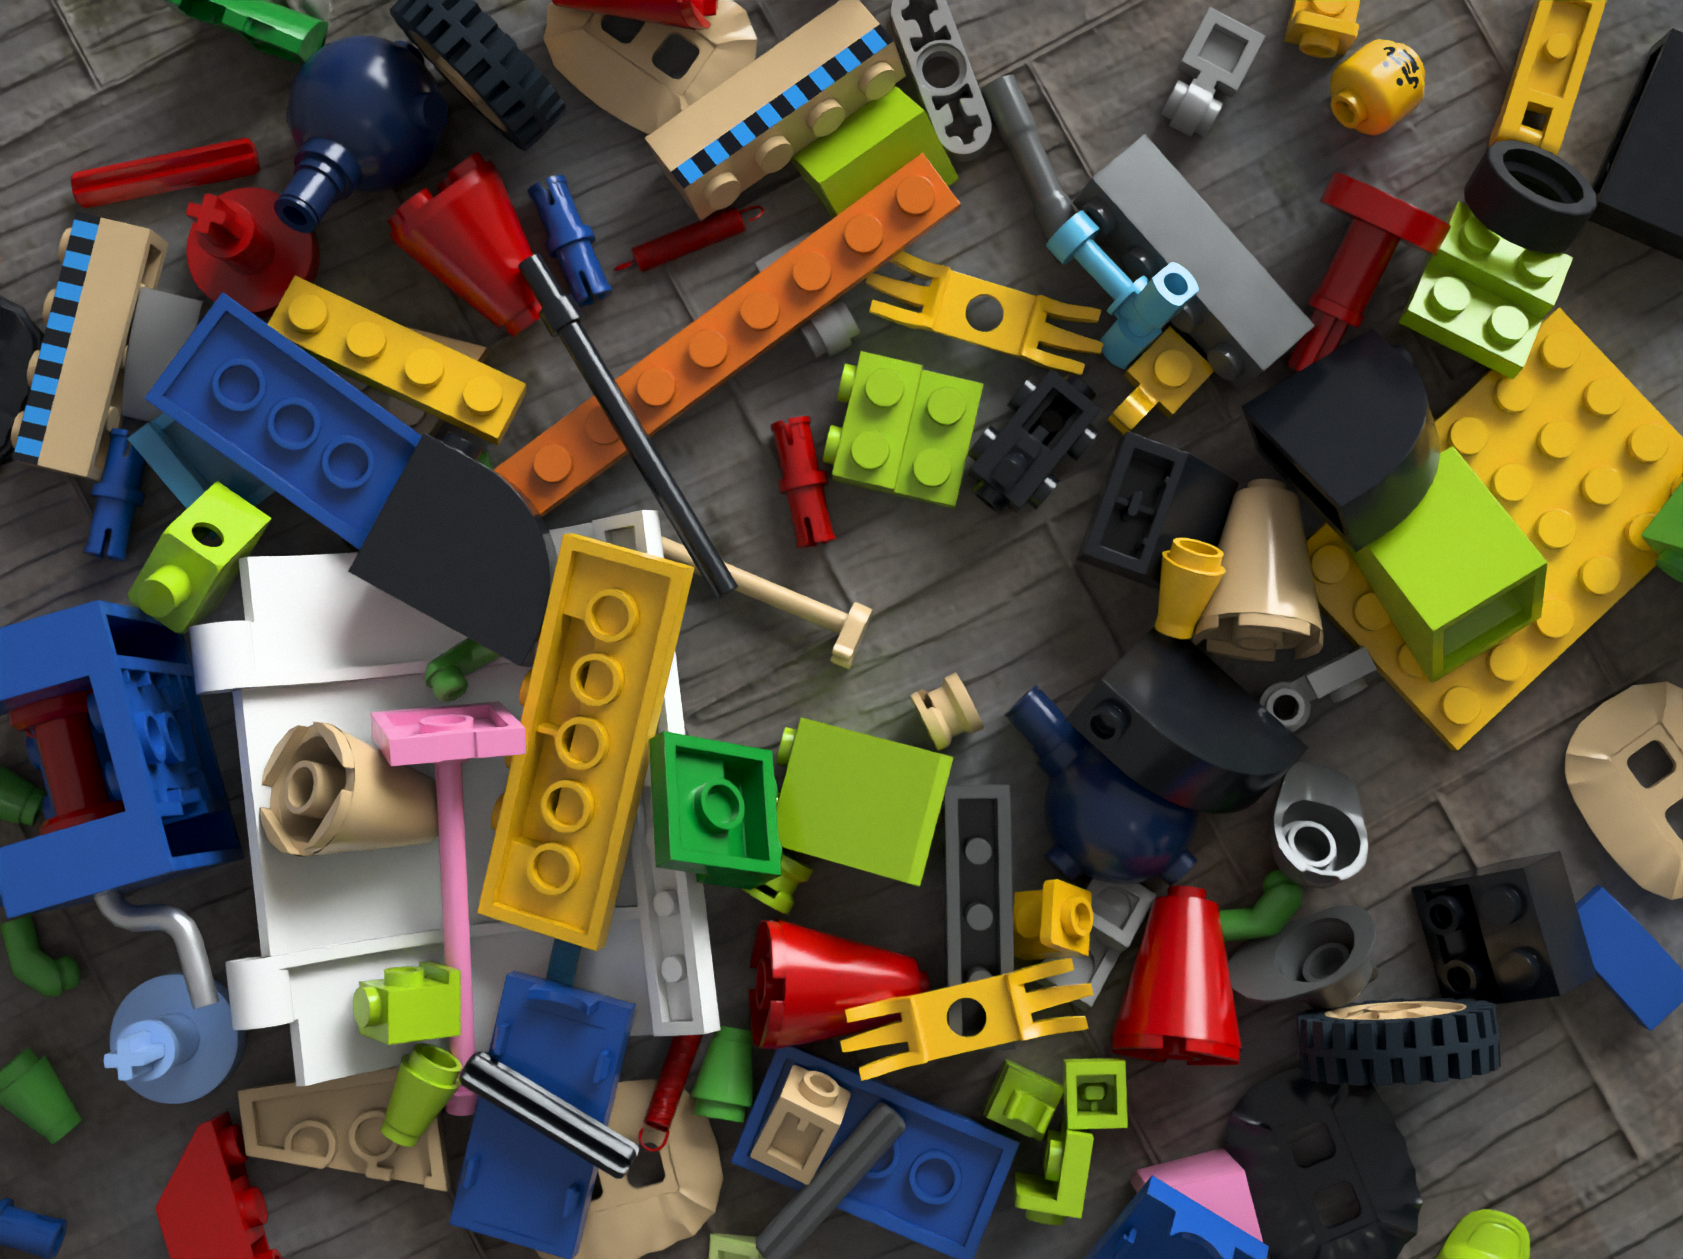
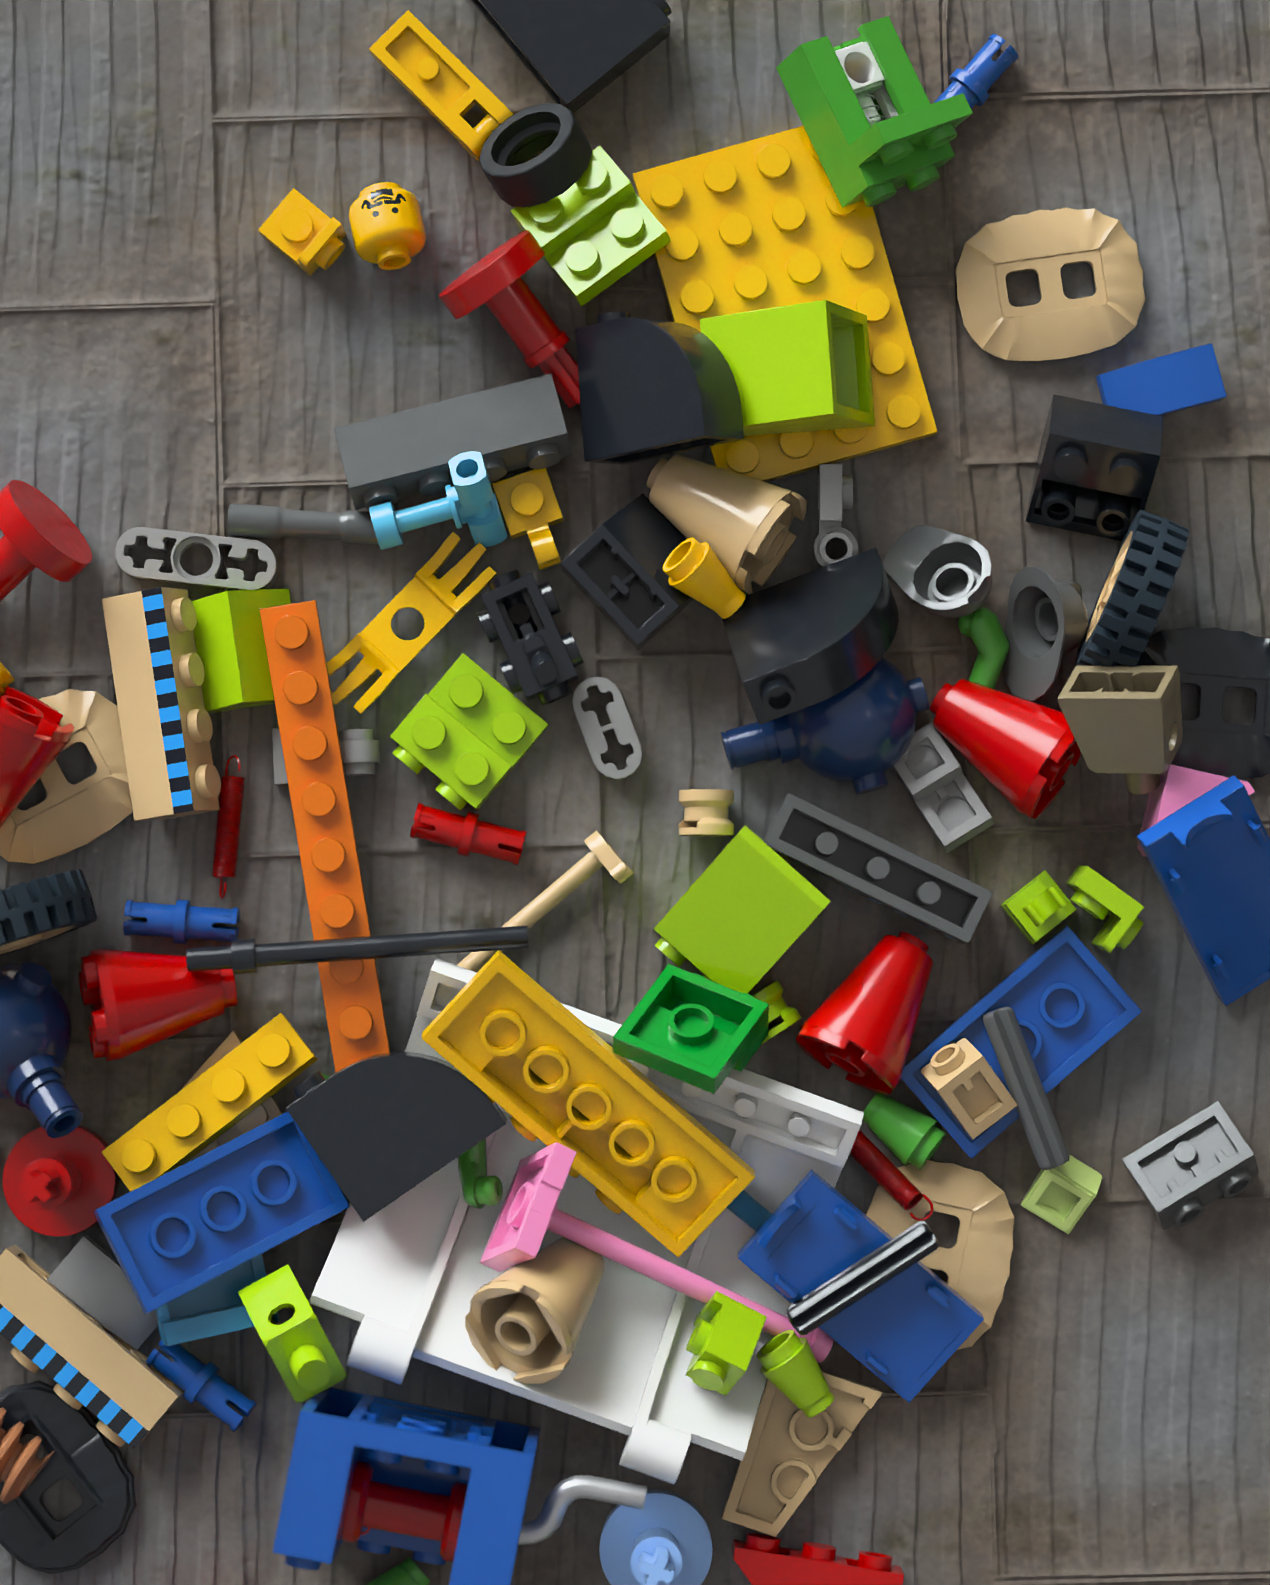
camera: 65 degrees left, 0 degrees up
(970, 557) = (594, 733): none -> light grey beam
(1006, 1009) = (944, 951): yellow piece -> none
(1052, 922) = (910, 814): yellow bracket -> none
(1095, 1093) = (1057, 848): lime piece -> none
(1216, 61) = (299, 337): light grey plate -> none
(1267, 1100) = (1125, 720): none -> dark tan torso

